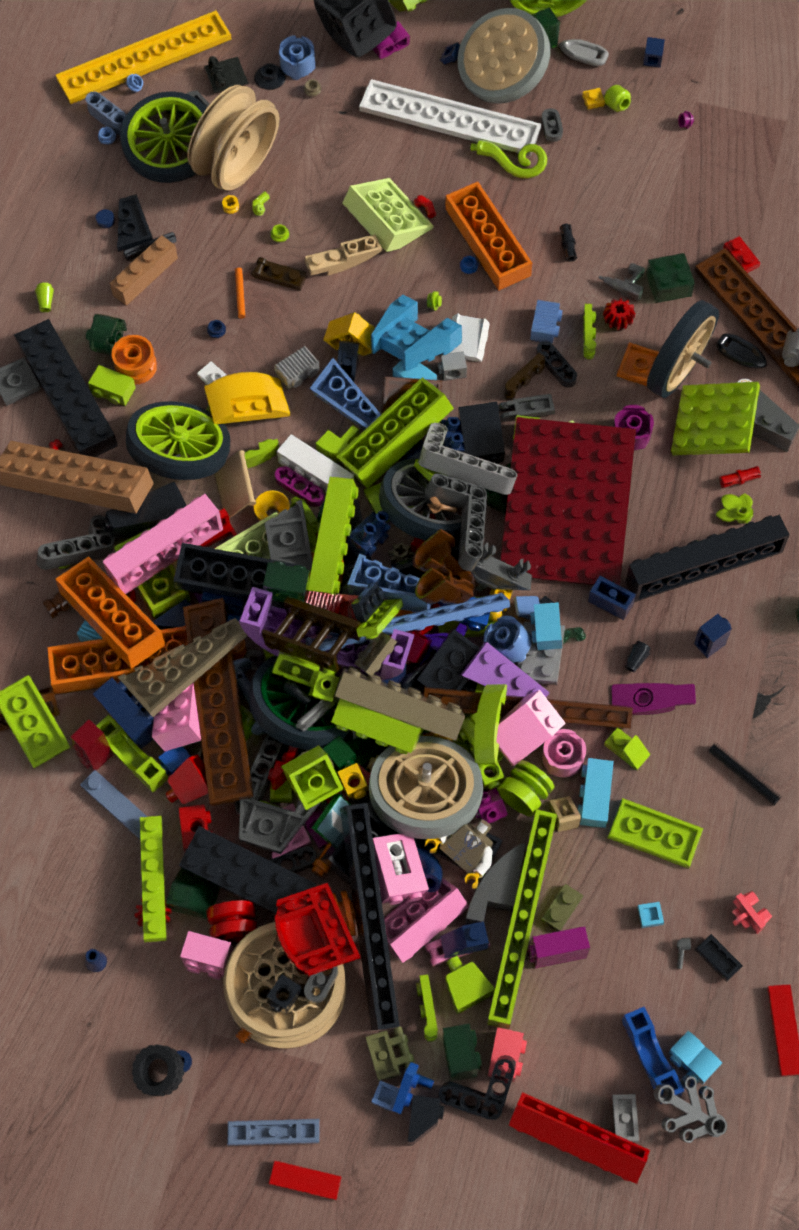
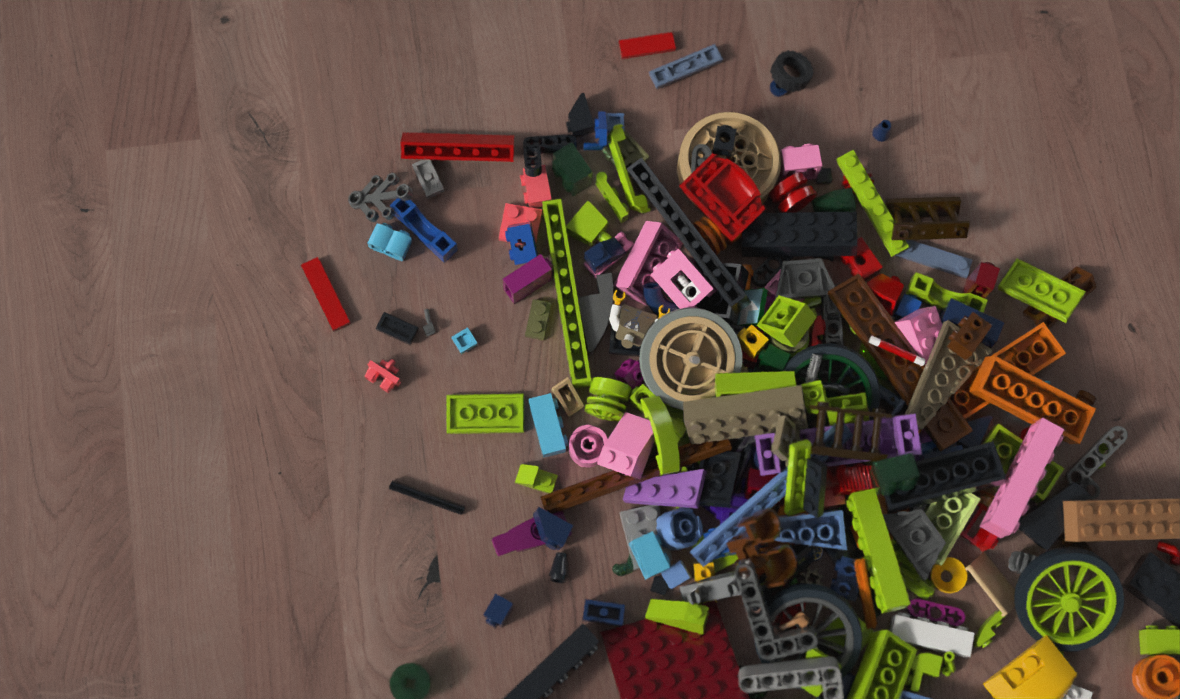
camera: 150 degrees right, 10 degrees up
(91, 852) = (927, 207): none -> dark brown fence
(139, 686) = (969, 335): none -> reddish brown brick
(180, 938) = (824, 176): none -> black piece
(196, 488) = (1019, 561): none -> dark grey gear
(216, 706) = (896, 350): none -> red bar
(311, 439) = (948, 661): none -> lime arm
(360, 512) = (865, 593): none -> orange axle
(395, 1070) = (636, 203): none -> lime piece
(540, 1021) = (518, 214): none -> coral plate
(543, 567) = (678, 614): none -> lime slope
(549, 991) = (525, 233): none -> blue brick
(631, 689) = (551, 529): none -> dark blue slope

